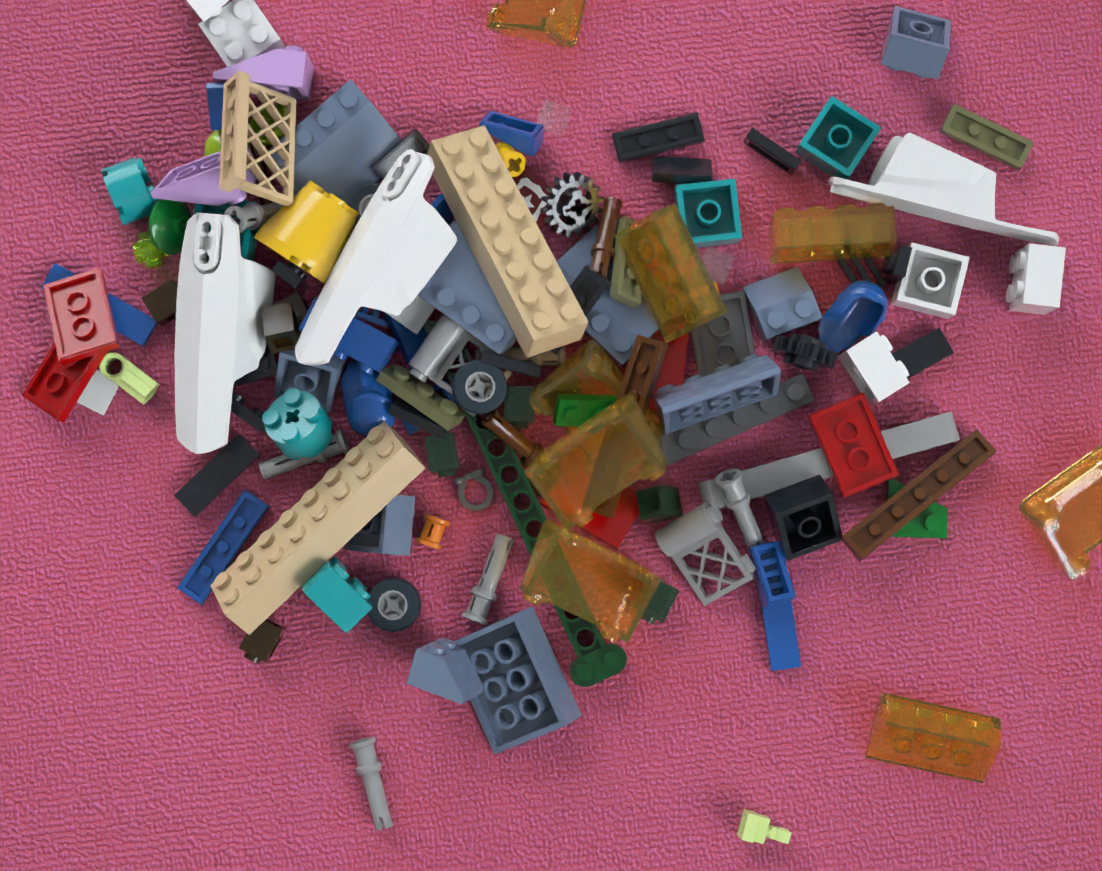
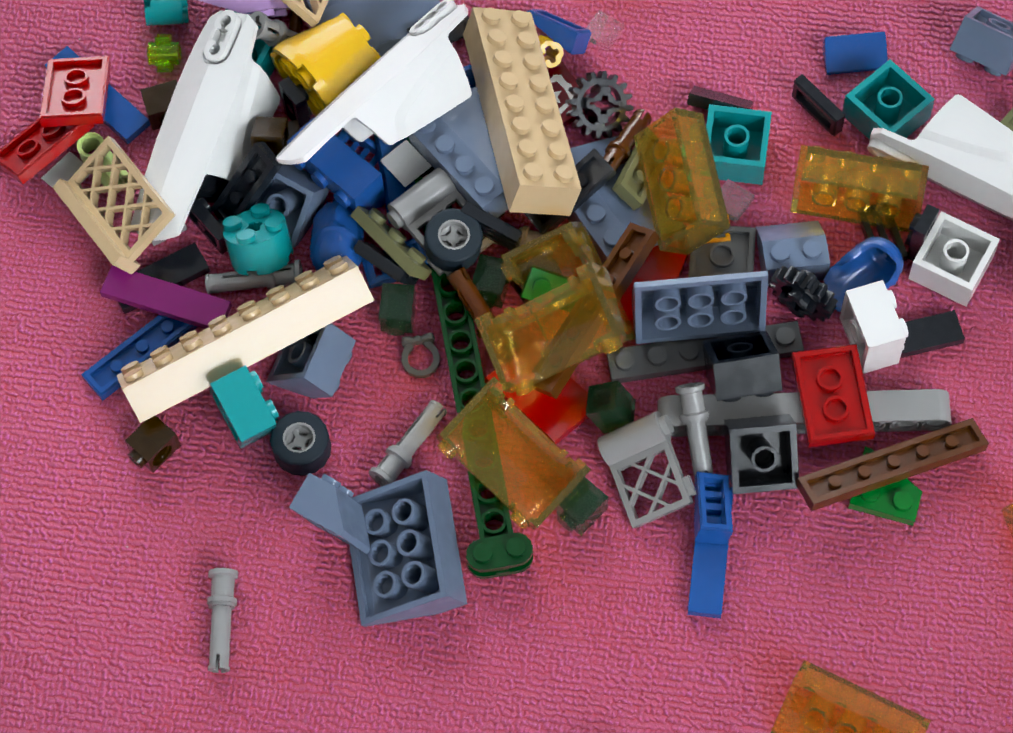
camera: 15 degrees right, 20 degrees down
(148, 446) = (101, 226): none -> tan fence
(168, 225) = (186, 27): green dish -> none
(229, 498) = (163, 298): none -> magenta tile
(271, 375) = (247, 182): none -> black plate
(432, 531) = (364, 382): orange bush -> none
(658, 138) = (704, 71): black tile -> none
(767, 439) = (742, 366): none -> black brick
(793, 86) = (854, 52): none -> blue slope

